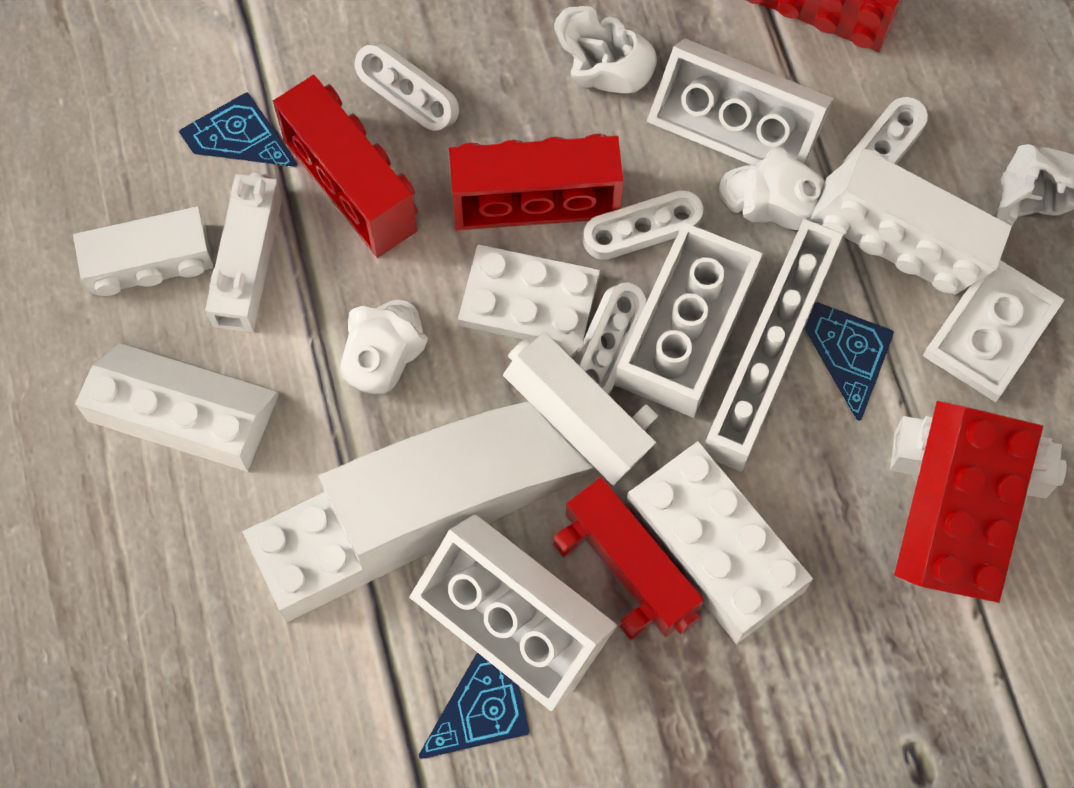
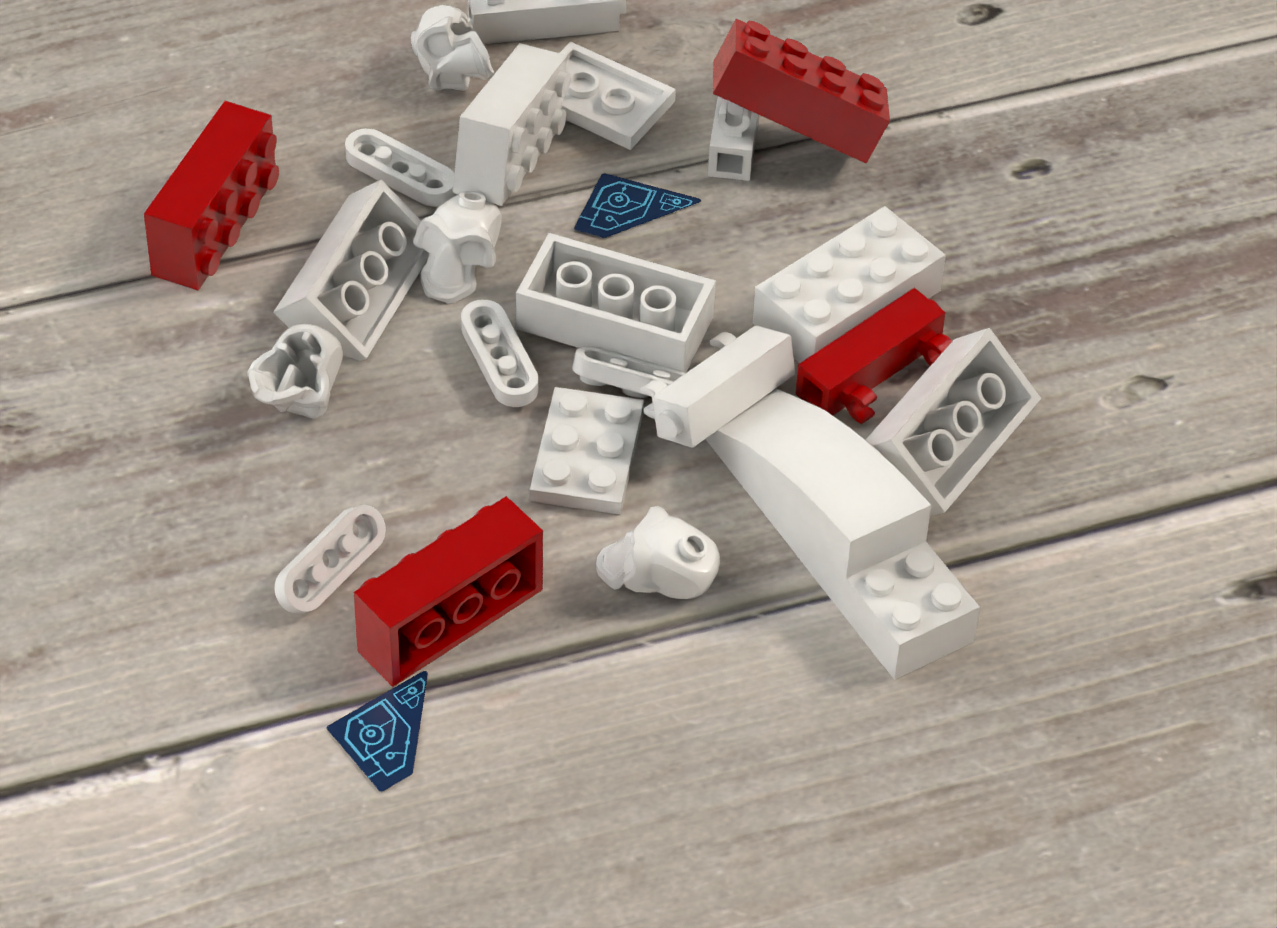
camera: 95 degrees left, 20 degrees down
(143, 252) = (559, 793): white brick -> none
(177, 405) = (744, 743): white slope -> none
(244, 252) = (551, 693): white brick -> none
(480, 712) = (1037, 476): dark blue sticker -> none
(535, 181) = (462, 420): red brick -> none
(772, 345) = (554, 208): white brick -> none

